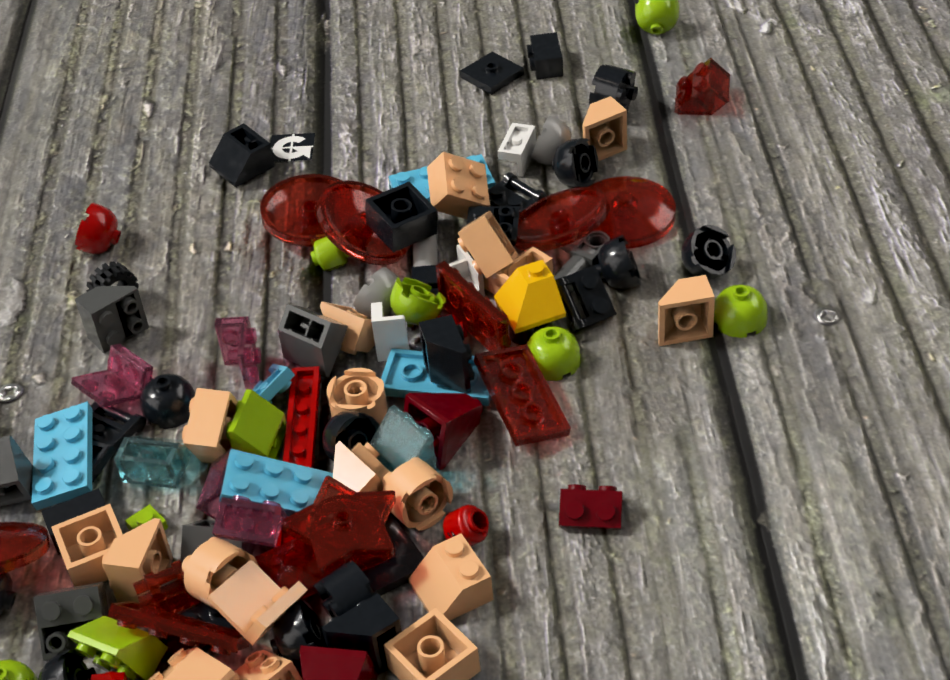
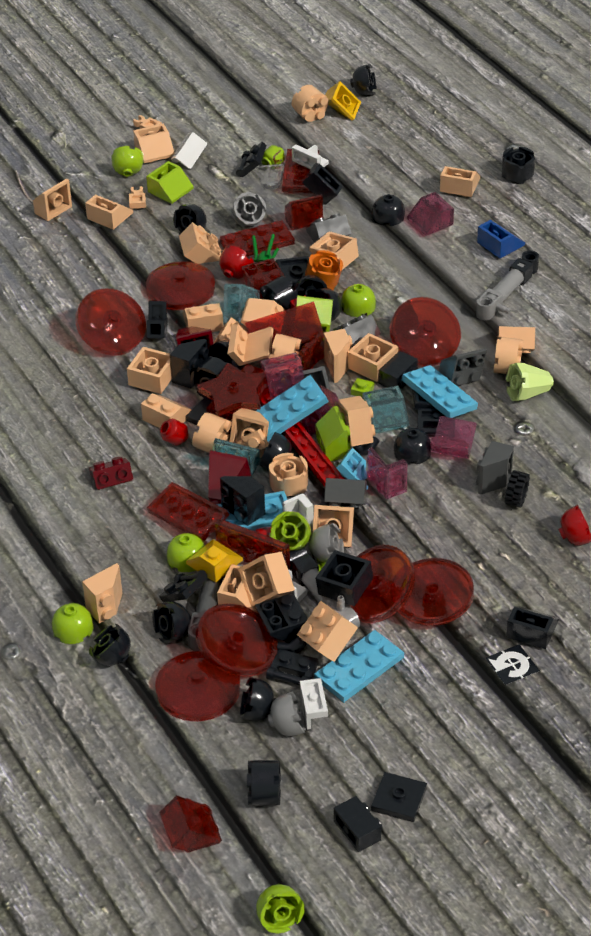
camera: 150 degrees right, 0 degrees up
(606, 127) = (247, 734): light nougat slope -> none

